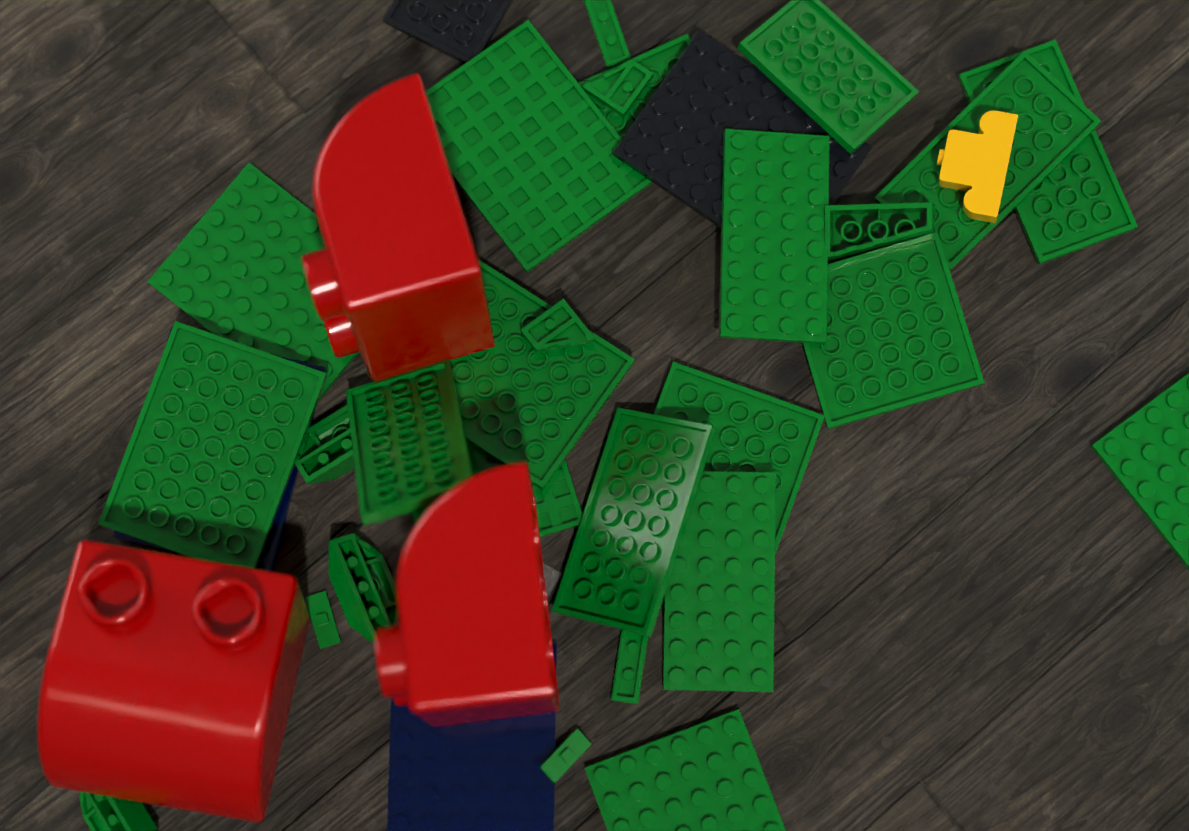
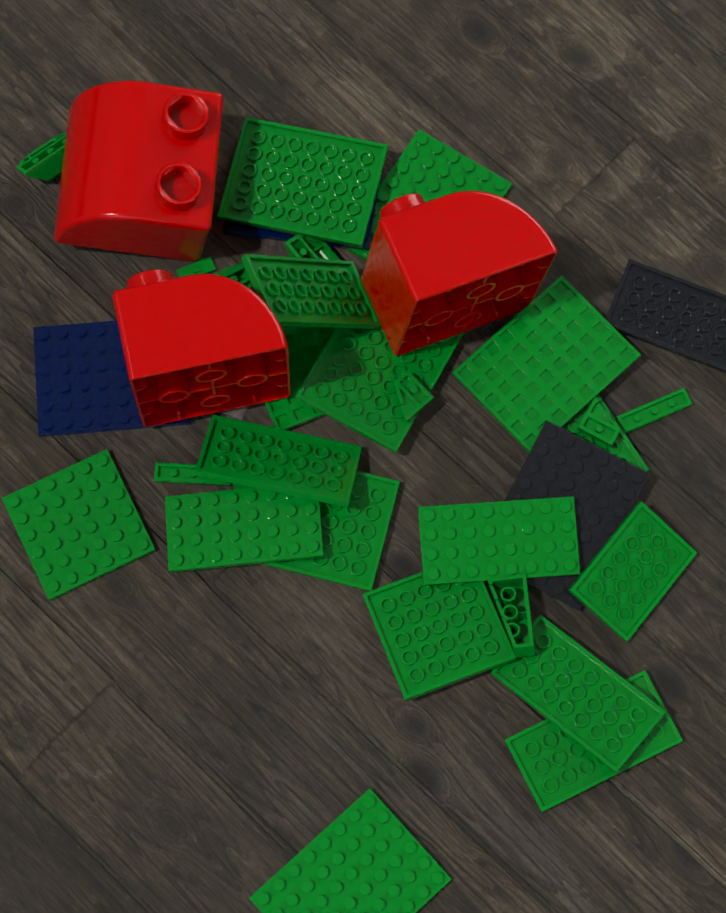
camera: 80 degrees right, 5 degrees down
(565, 755) = (114, 435): green piece -> none
(979, 164) = (571, 684): yellow brick -> none

